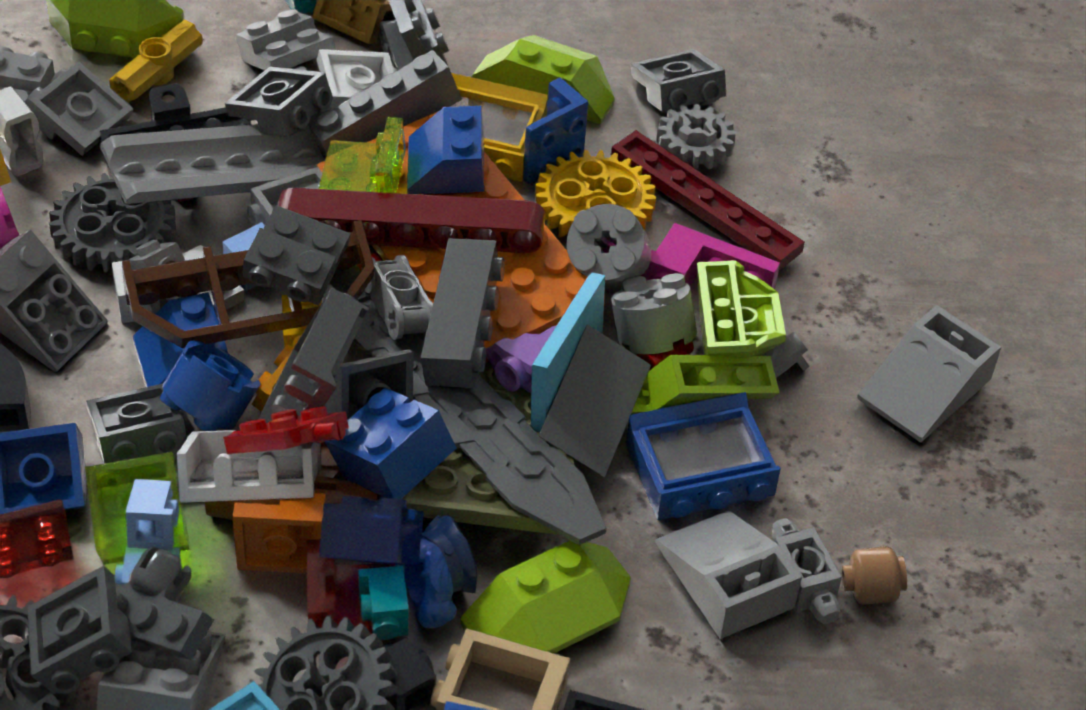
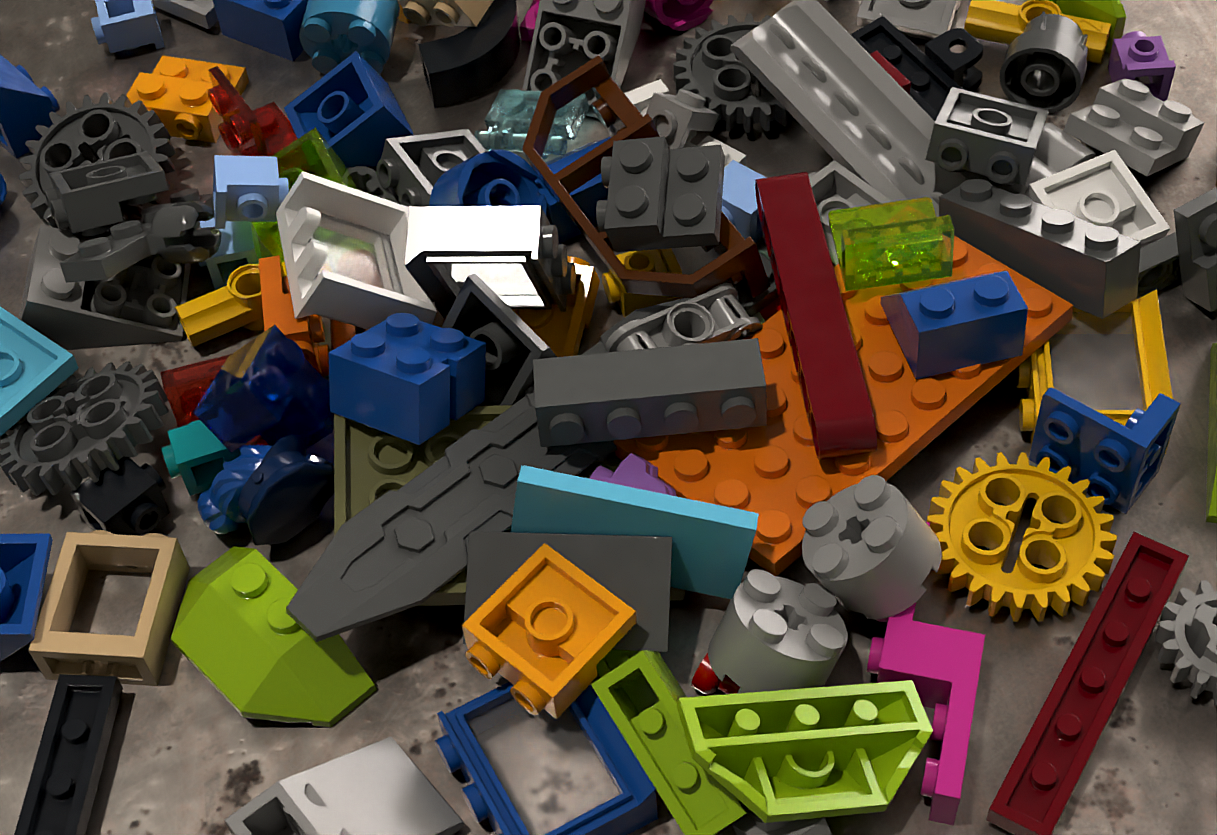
camera: 85 degrees right, 5 degrees up
(90, 354) = (512, 115): none -> clear light blue plate
(201, 63) = (1045, 63): none -> dark grey piece
(216, 568) = (225, 308): none -> yellow piece
(220, 25) = (1139, 57): none -> medium lavender brick
(287, 430) = (358, 257): red plate -> none
(633, 409) = (546, 631): none -> light orange plate

